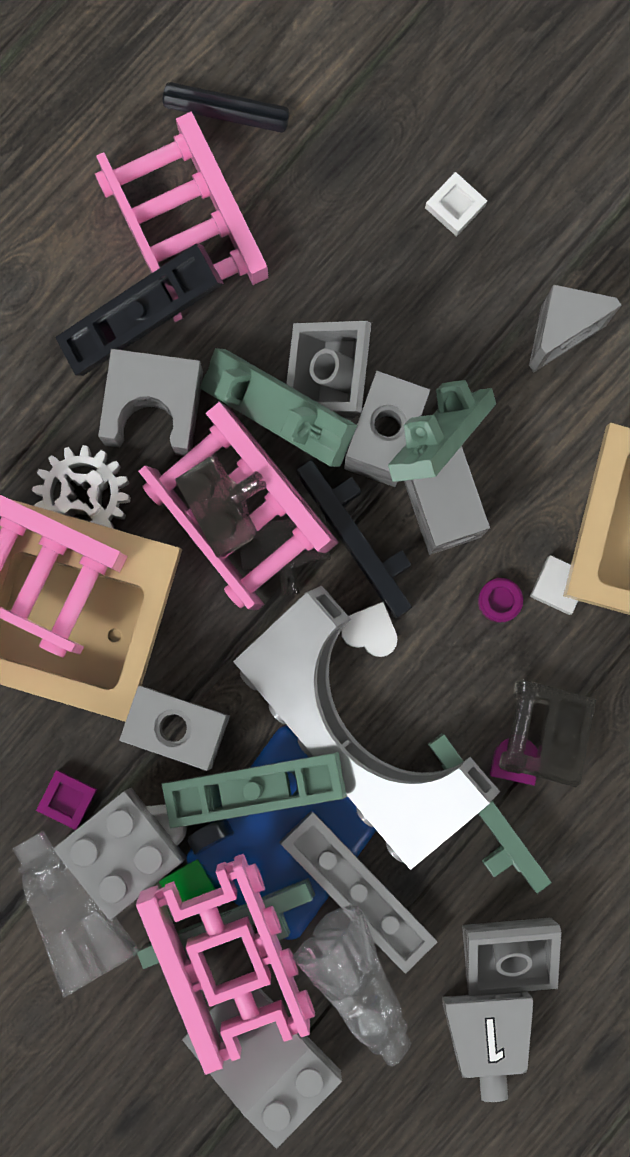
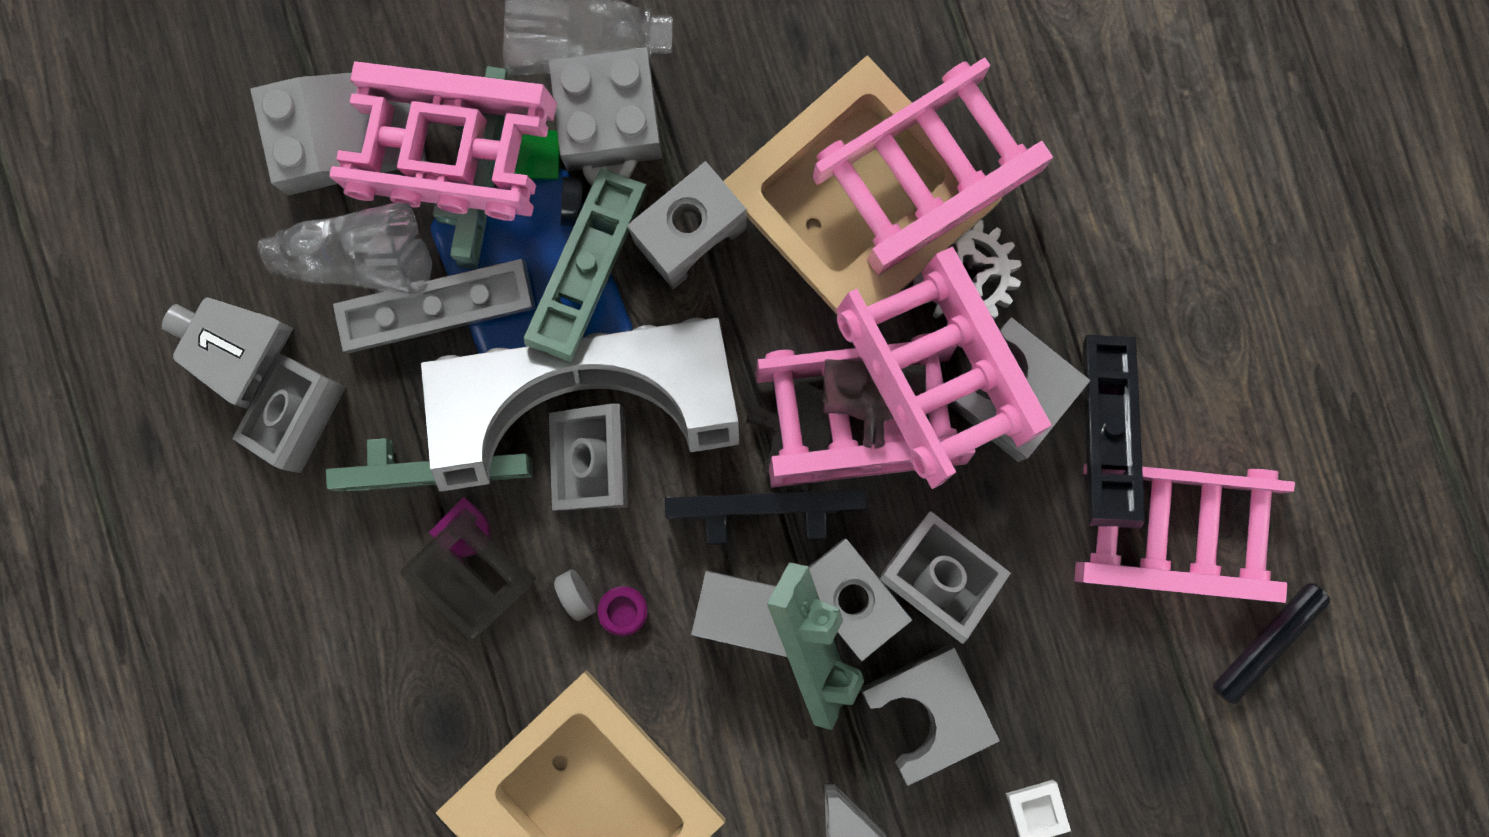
camera: 130 degrees right, 0 degrees up
(67, 799) = (687, 92): magenta tile -> none
(128, 452) = (968, 327): none -> bright pink fence
(278, 407) = (924, 513): sand green hinge -> none
(371, 630) = (670, 469): white tile -> none
(403, 697) = (589, 458): none -> light grey slope
(422, 304) = (954, 709): none -> light grey piece
(512, 642) = (574, 595): none -> light grey tile
(551, 585) = (607, 669): white tile -> none

